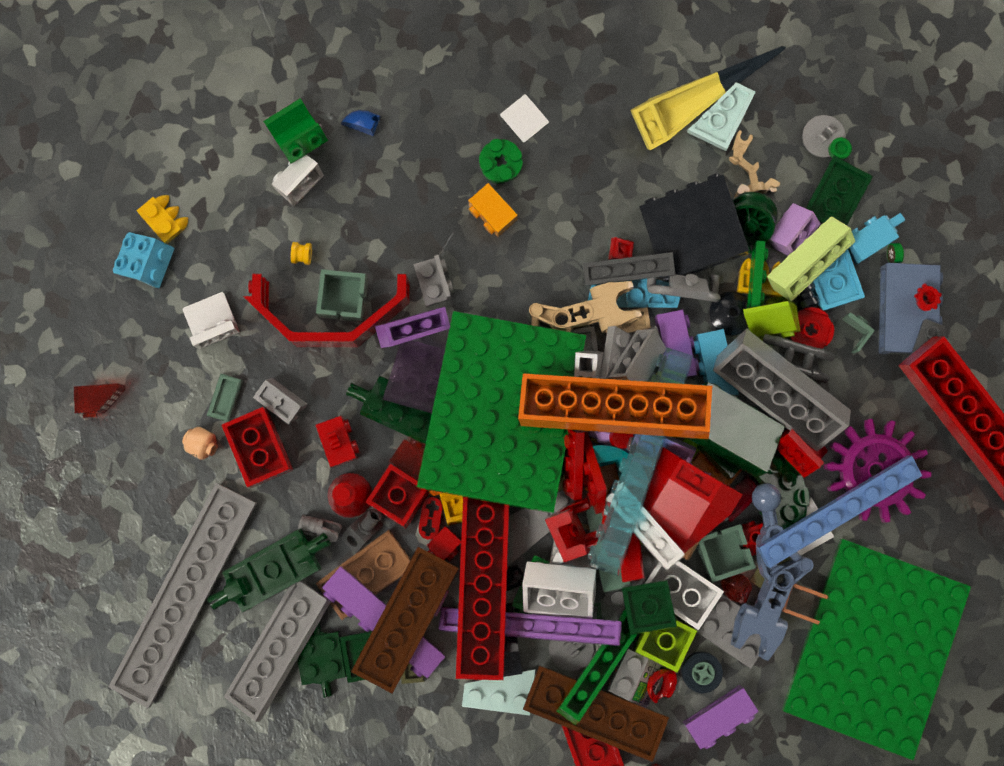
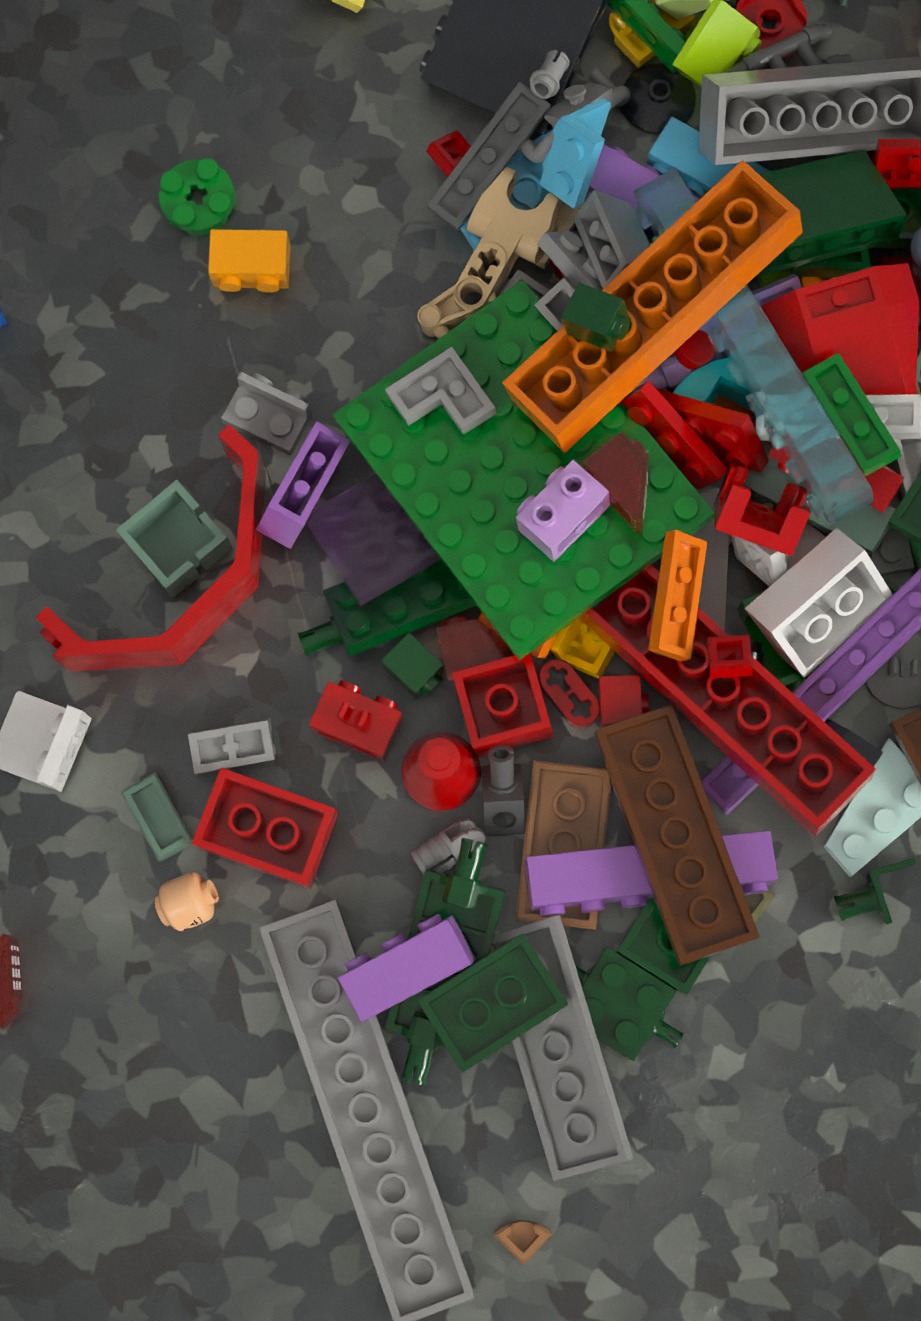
camera: 45 degrees left, 5 degrees down
(190, 705) = (522, 1238): none -> medium nougat tile
(251, 559) = (405, 966): none -> medium lavender brick
(268, 607) = (492, 1003): none -> dark green plate
(301, 253) = (68, 544): yellow wheel -> none
(381, 444) = (414, 667): none -> dark green brick
(460, 723) = (871, 897): none -> dark green bracket
(493, 448) = (562, 509): none -> lavender brick
(495, 575) = (730, 656): none -> red tile
(502, 530) = (677, 595): none -> orange plate
(506, 347) = (444, 383): none -> light grey plate
(524, 118) = (171, 122): white sticker -> none
(530, 461) = (623, 471): none -> clear red slope
(583, 388) = (596, 317): none -> dark green brick
(647, 532) = (852, 414): none -> green plate
(660, 306) = (575, 153): none -> medium azure bracket
(682, 263) = (545, 81): none -> light grey pin

